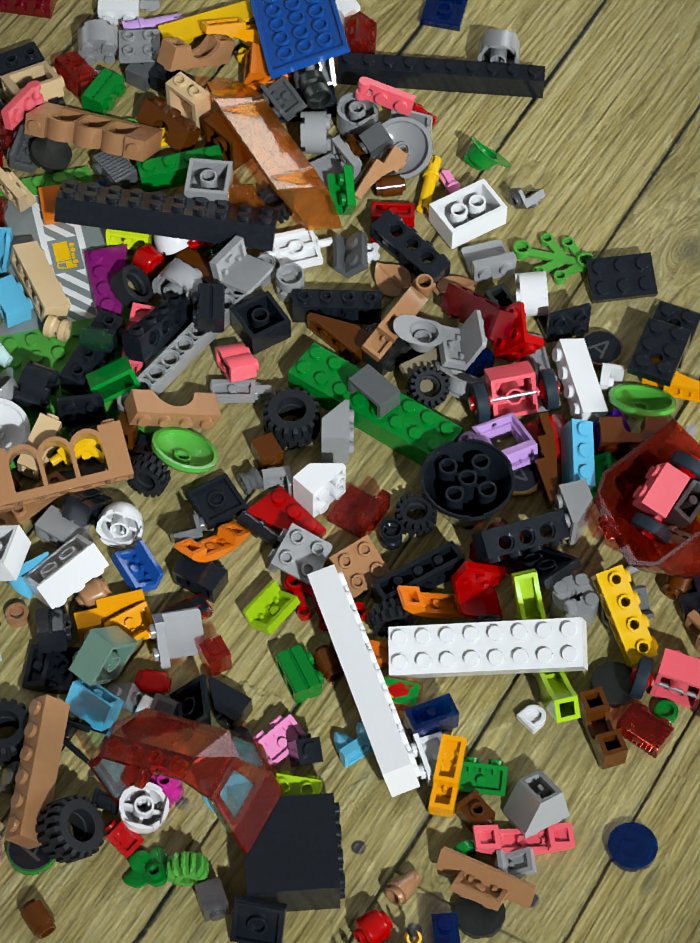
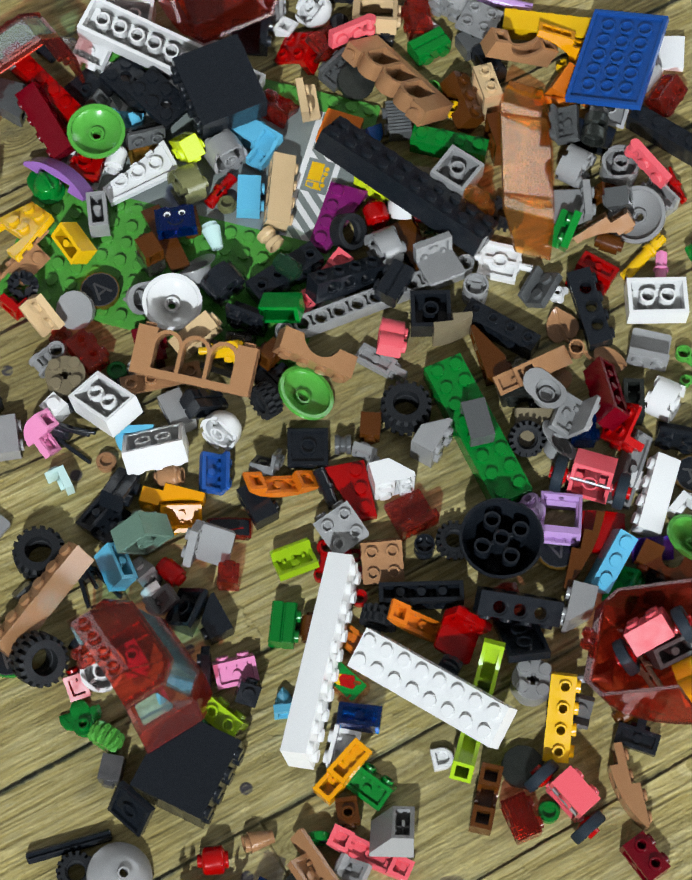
camera: 30 degrees right, 10 degrees up
(291, 327) = (451, 331): none -> dark tan slope

